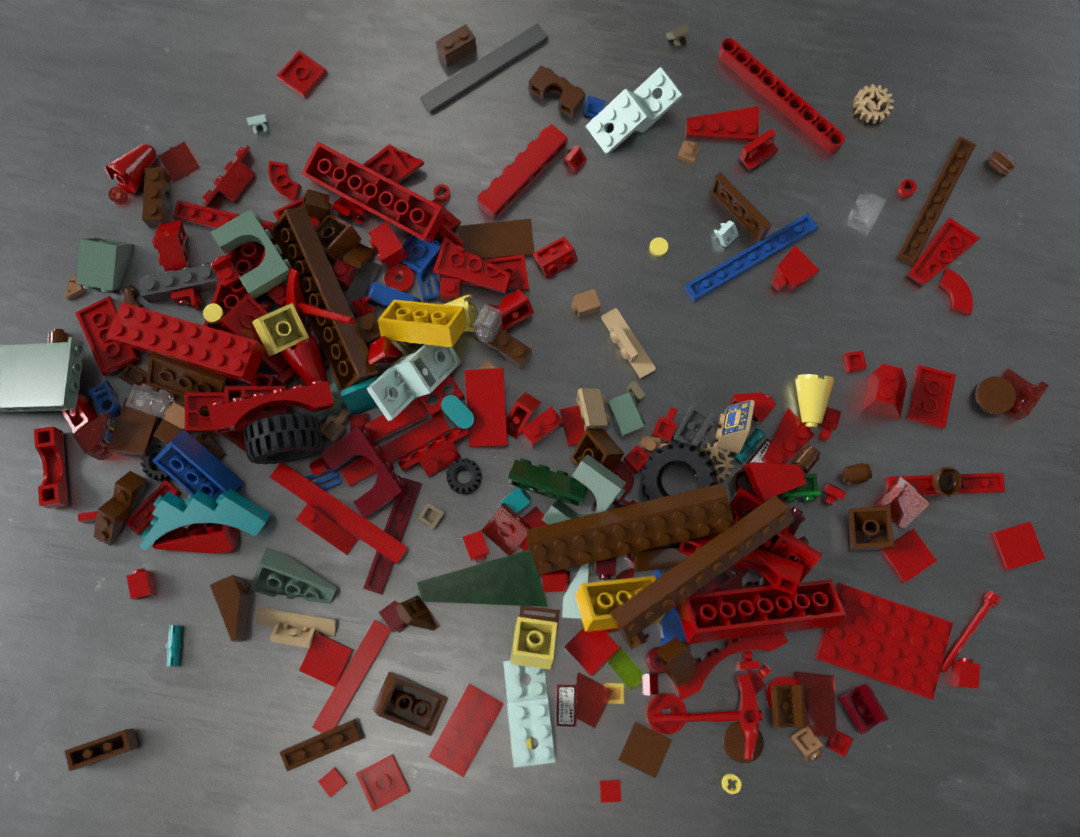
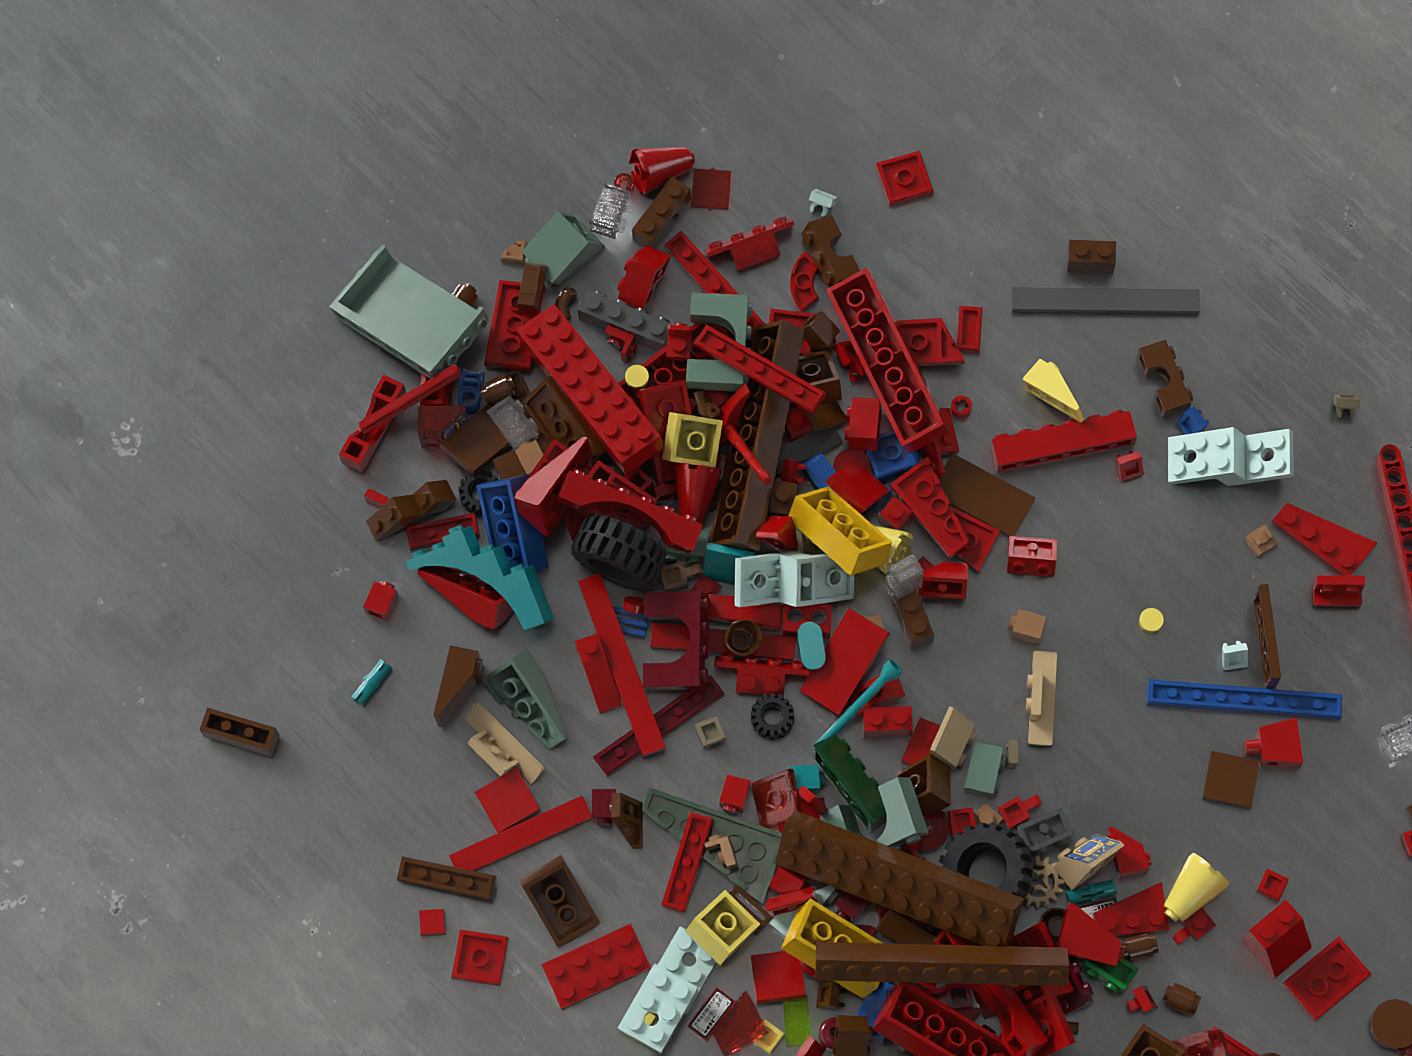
camera: 40 degrees right, 5 degrees down
(63, 433) = (409, 399): none -> red axle
(99, 301) = (531, 286): none -> reddish brown tile
(120, 218) = (610, 211): none -> clear brick
(124, 384) = (498, 389): none -> reddish brown brick
(199, 438) = (539, 493): none -> red wedge
(274, 144) = (820, 237): none -> reddish brown arch
(274, 303) = (704, 407): none -> reddish brown arm
(293, 251) = (760, 369): none -> red tile
(408, 438) = (743, 638): none -> reddish brown hair
(411, 141) = (969, 329): none -> red tile
(412, 287) = (857, 486): none -> red tile
(477, 614) = (687, 861): none -> red tile
(489, 141) = (1048, 385): none -> light yellow slope
(500, 590) = (726, 853): none -> medium nougat bracket
(523, 393) = (890, 671): none -> teal piece
(532, 514) = (812, 800): none -> red tile
(566, 592) = (789, 901): none -> red slope
(781, 313) = (1231, 779): none -> reddish brown tile

